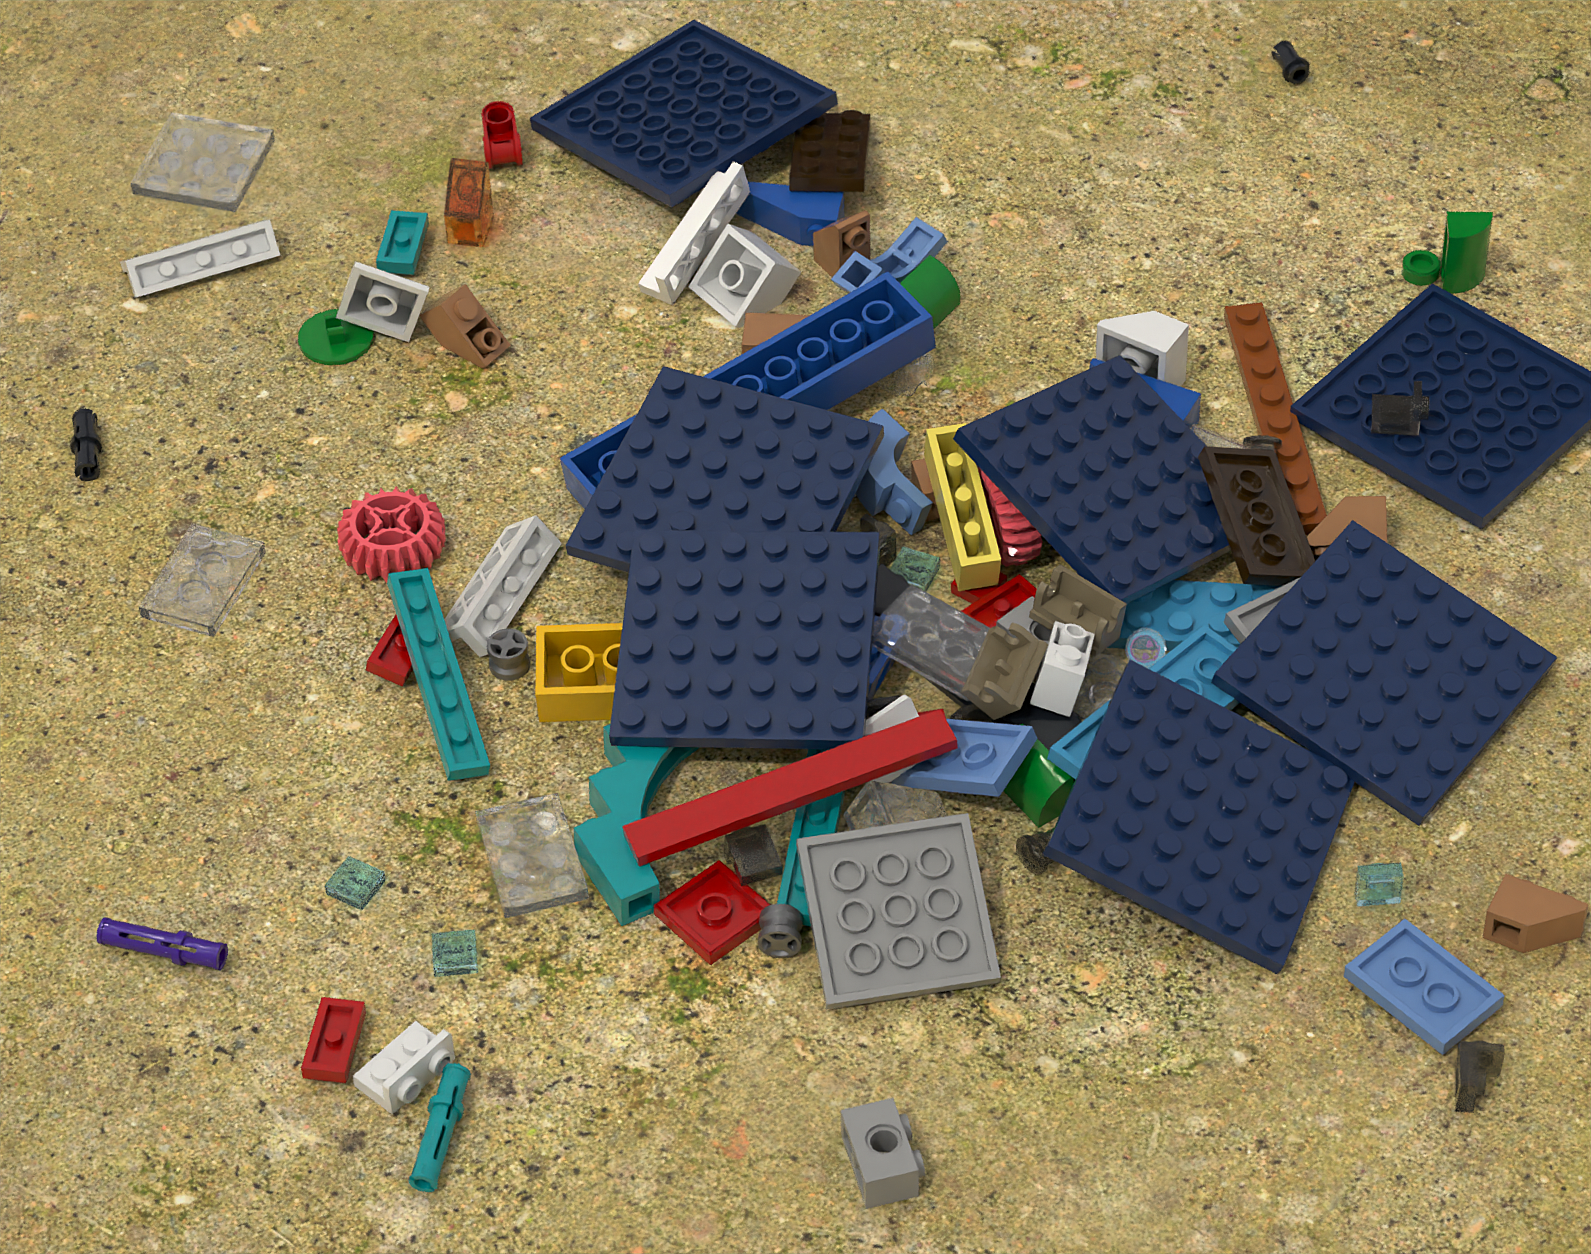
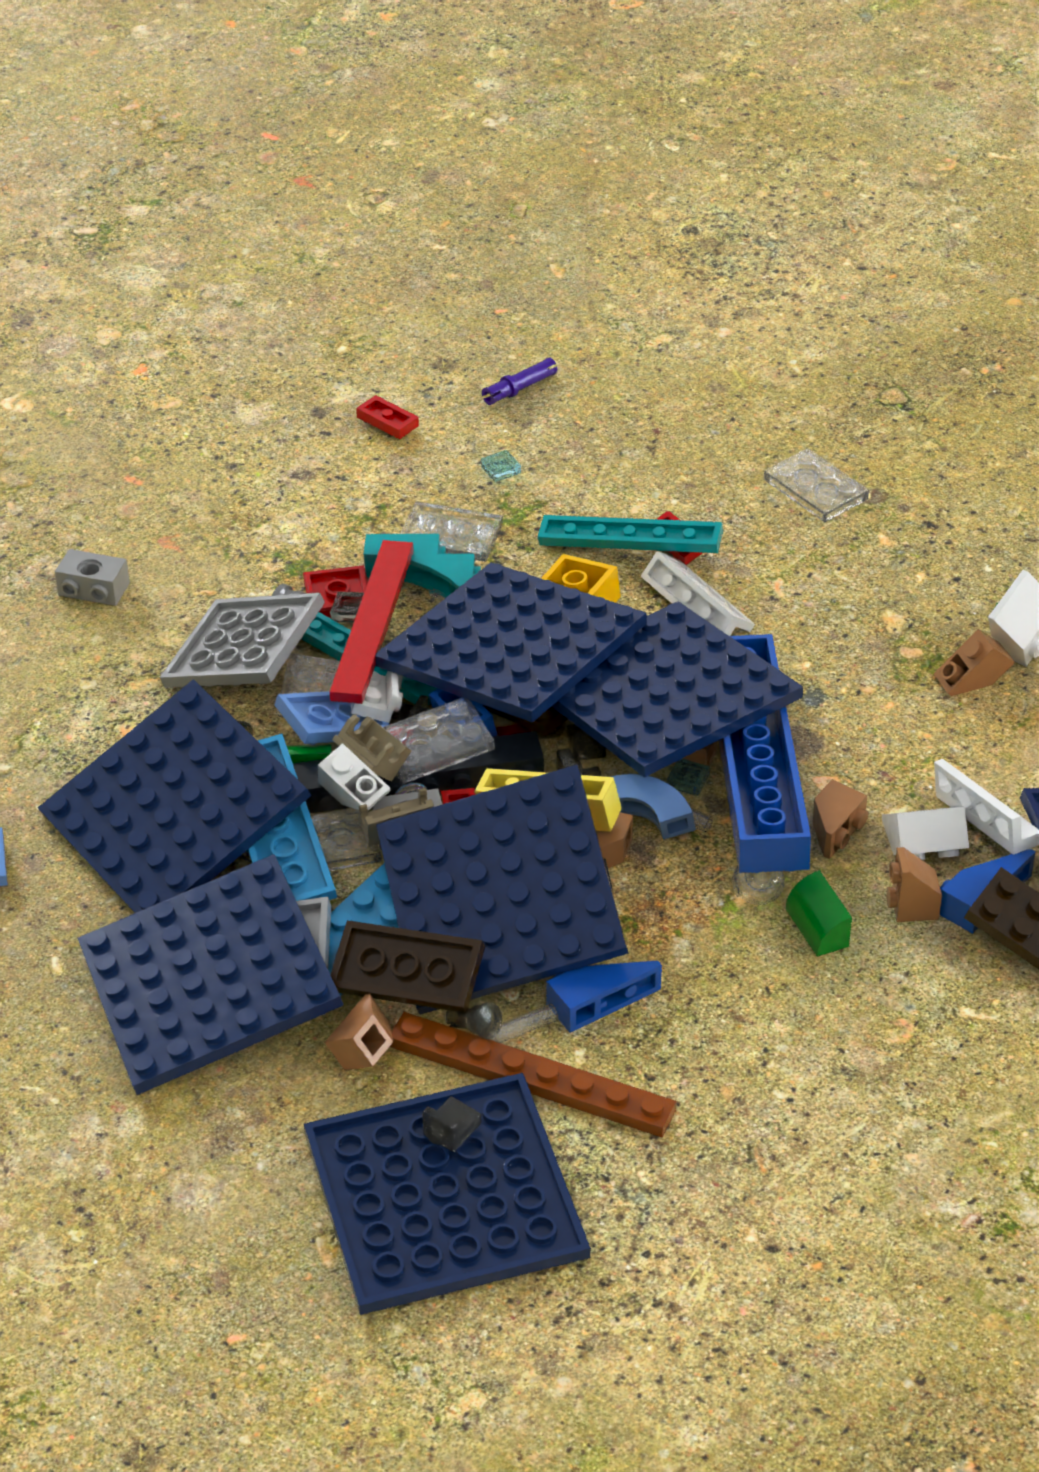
camera: 120 degrees right, 5 degrees down
(86, 444) = (986, 471): black pin -> none
(391, 526) = (783, 564): coral gear -> none
(405, 1066) = (343, 438): white bracket -> none
(444, 1111) = (289, 434): teal pin -> none
(454, 953) = (409, 484): clear light blue tile -> none
(508, 654) = (630, 578): flat silver wheel -> none
(899, 260) = (861, 895): medium blue arch -> none
(1145, 647) = (357, 871): clear tile -> none
(1147, 342) = (635, 995): white slope -> none
(1294, 68) = (974, 1326): black pin -> none
(1379, 884) = (46, 881): clear light blue plate -> none
(1421, 267) = (629, 1271): green tile -> none
(1465, 250) = (601, 1275): green brick -> none

